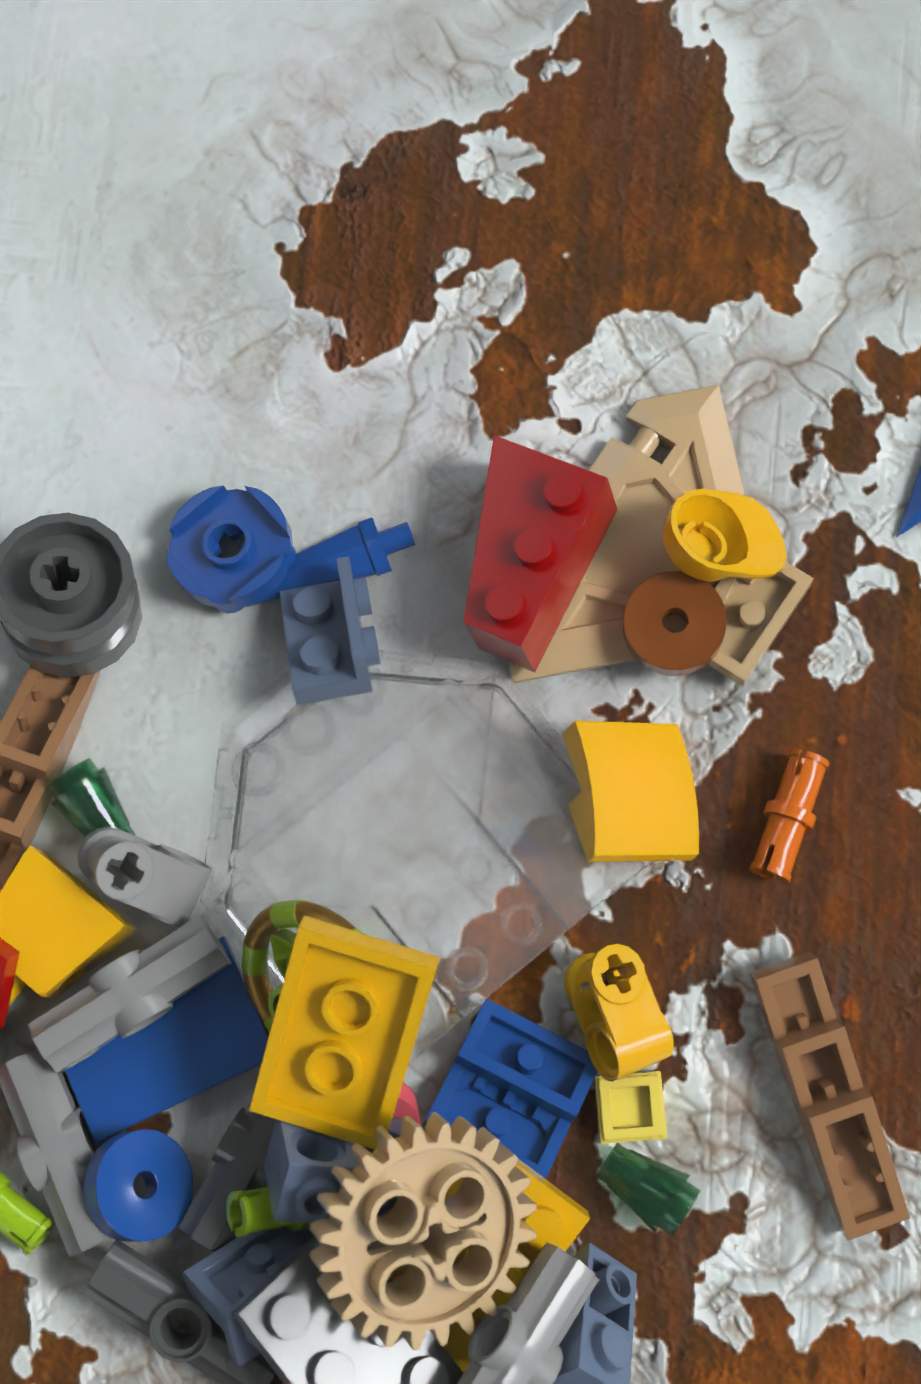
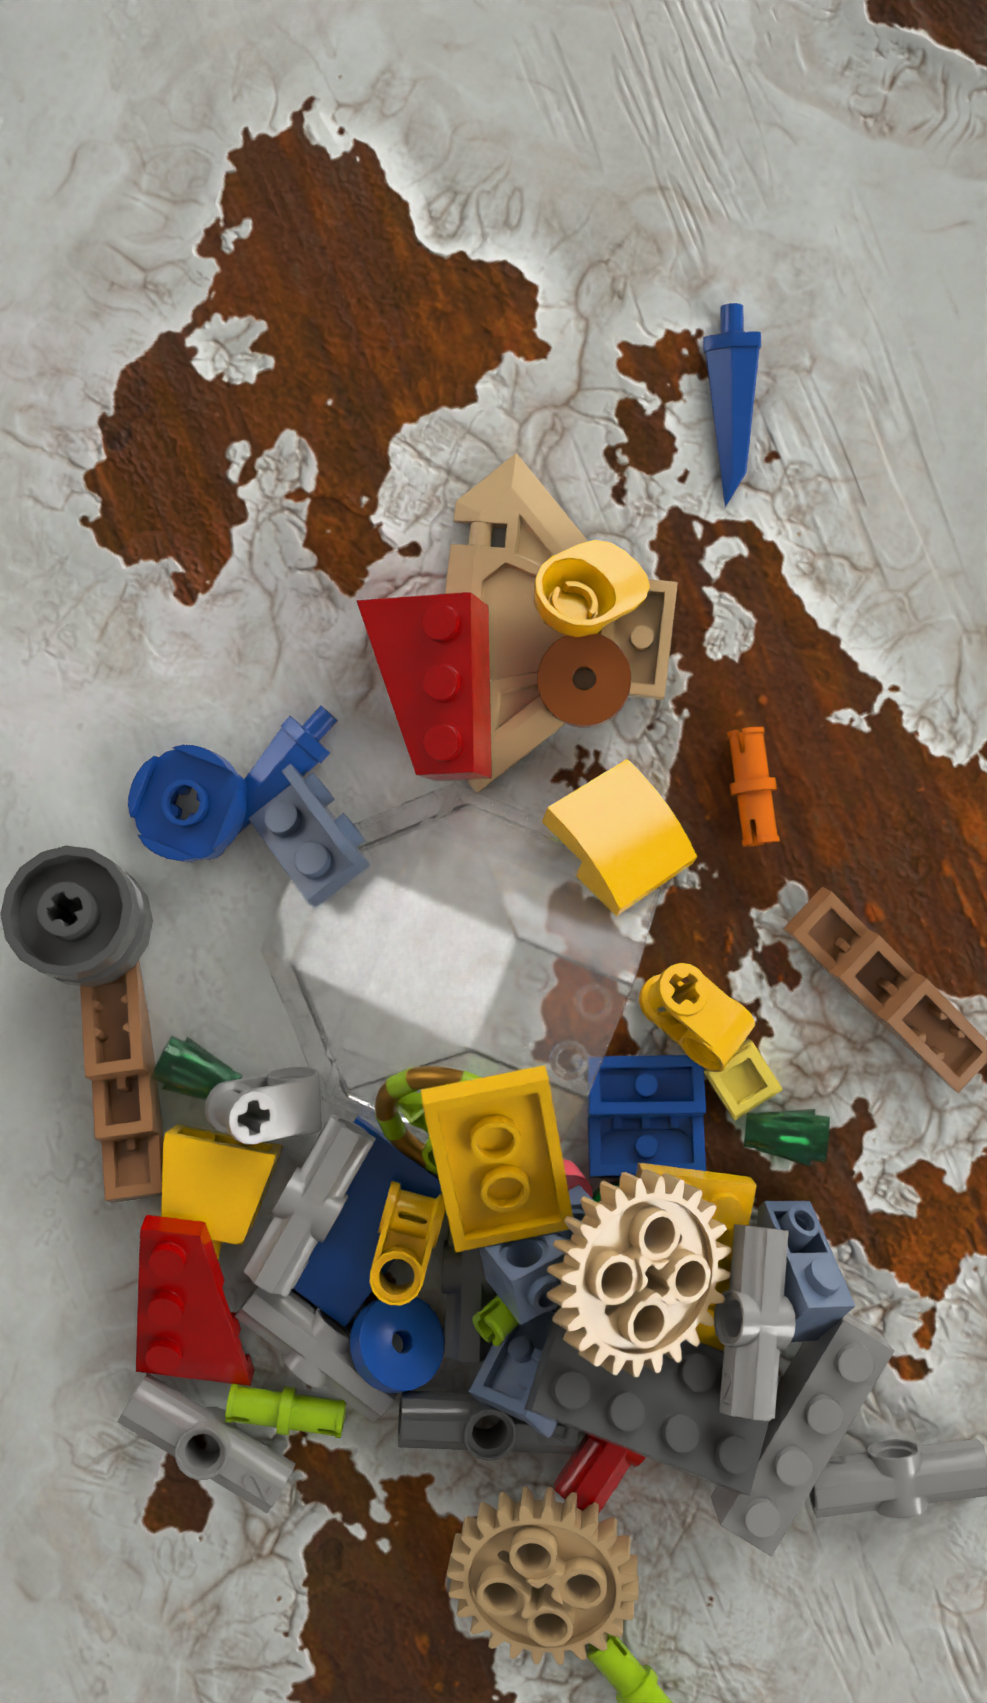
camera: 30 degrees left, 10 degrees up
(207, 1078) = (407, 1233): none -> yellow piece

